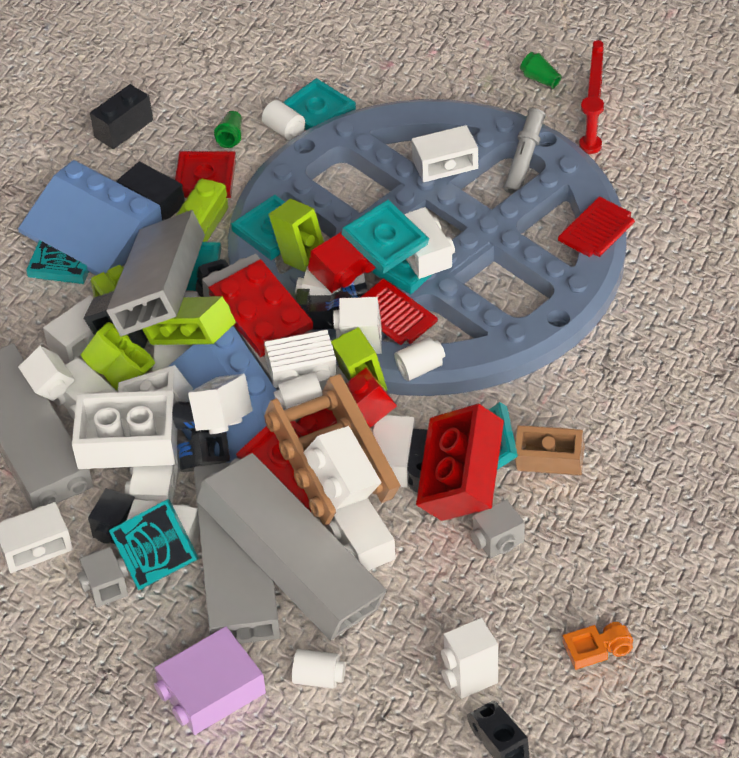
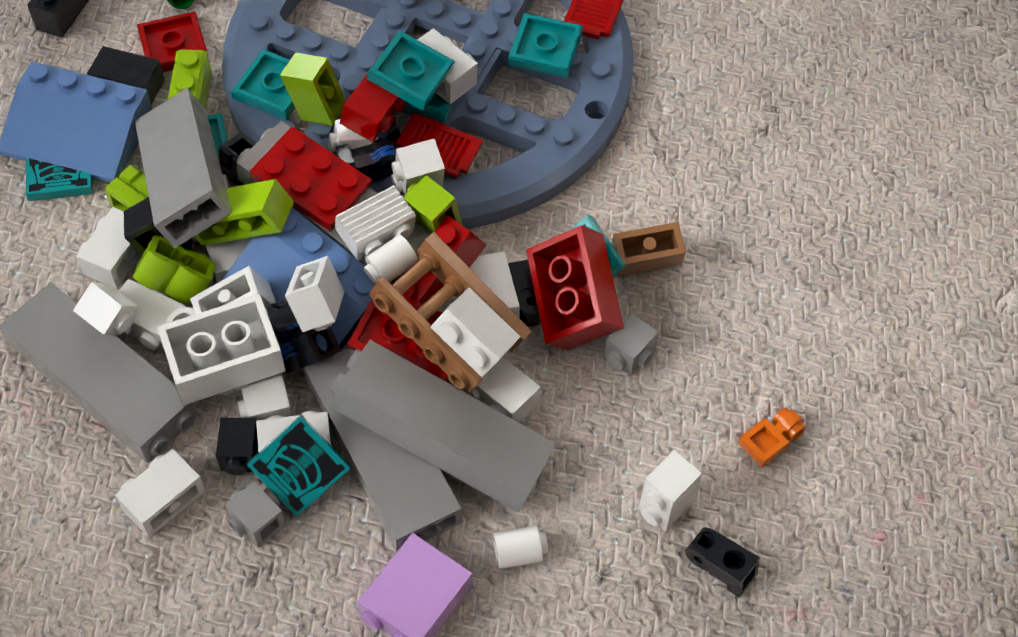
camera: 25 degrees left, 10 degrees up
(419, 358) = (485, 188): white brick -> none
(533, 249) = (545, 45): none -> teal tile

